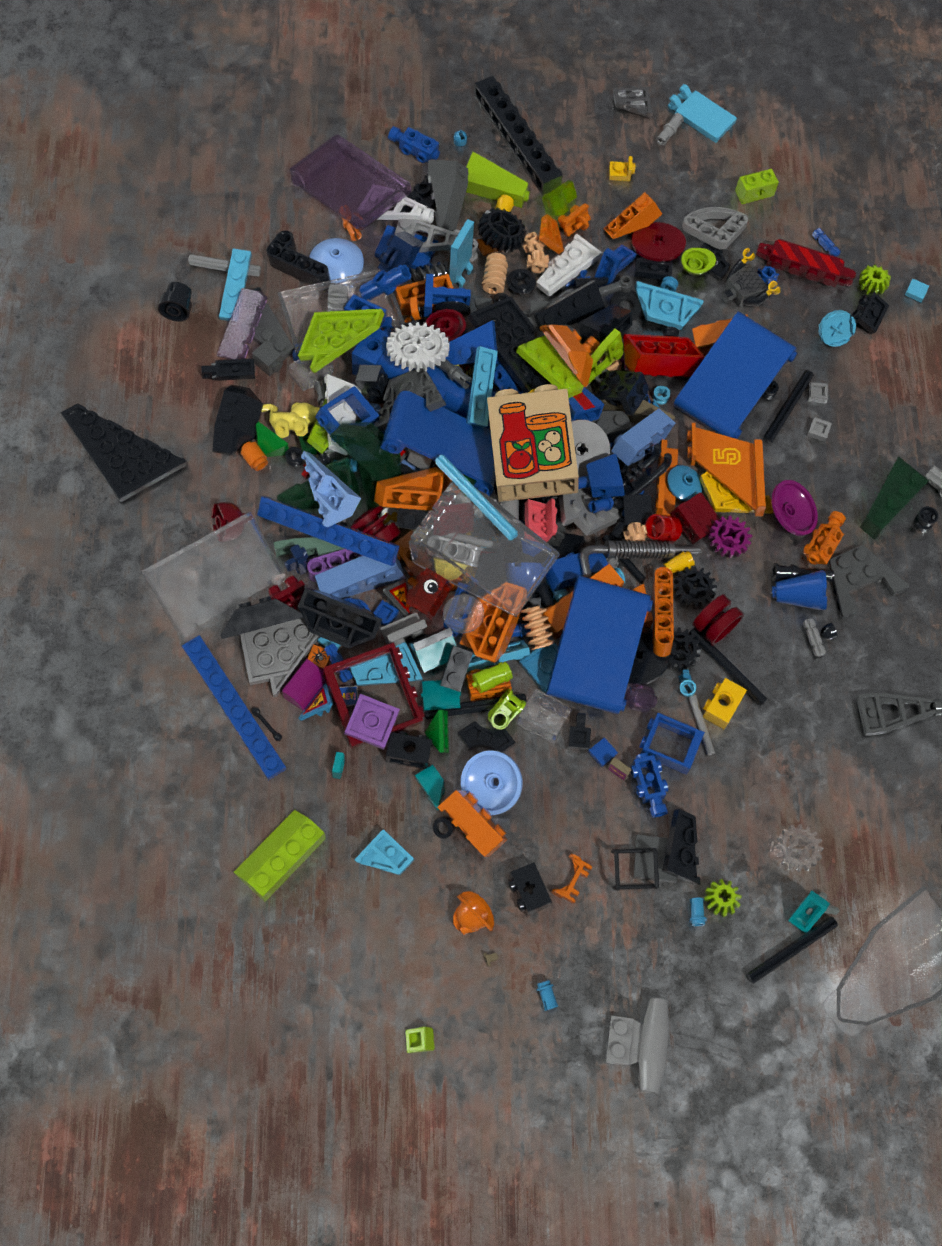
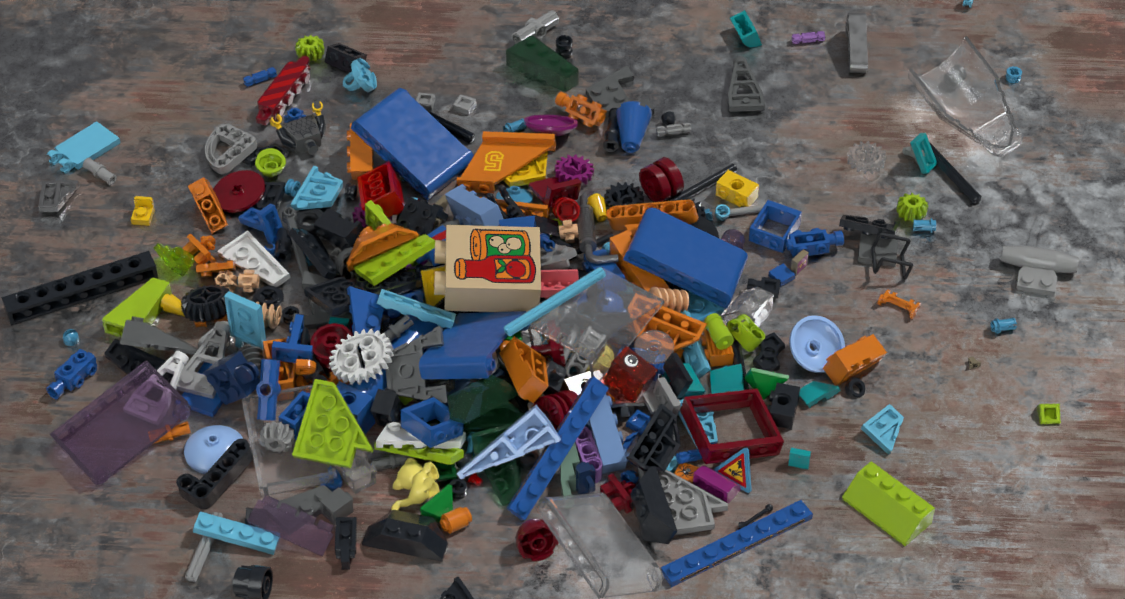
camera: 80 degrees left, 20 degrees down
(372, 721) = (763, 419): medium lavender plate -> none
(456, 668) = (707, 360): black plate -> none
(472, 913) = (940, 367): orange helmet -> none
(529, 877) = (912, 328): black brick -> none
(756, 186) = (187, 114): lime brick -> none
(787, 474) = (515, 126): none -> dark azure pin
(916, 290) = (323, 25): medium azure tile -> none

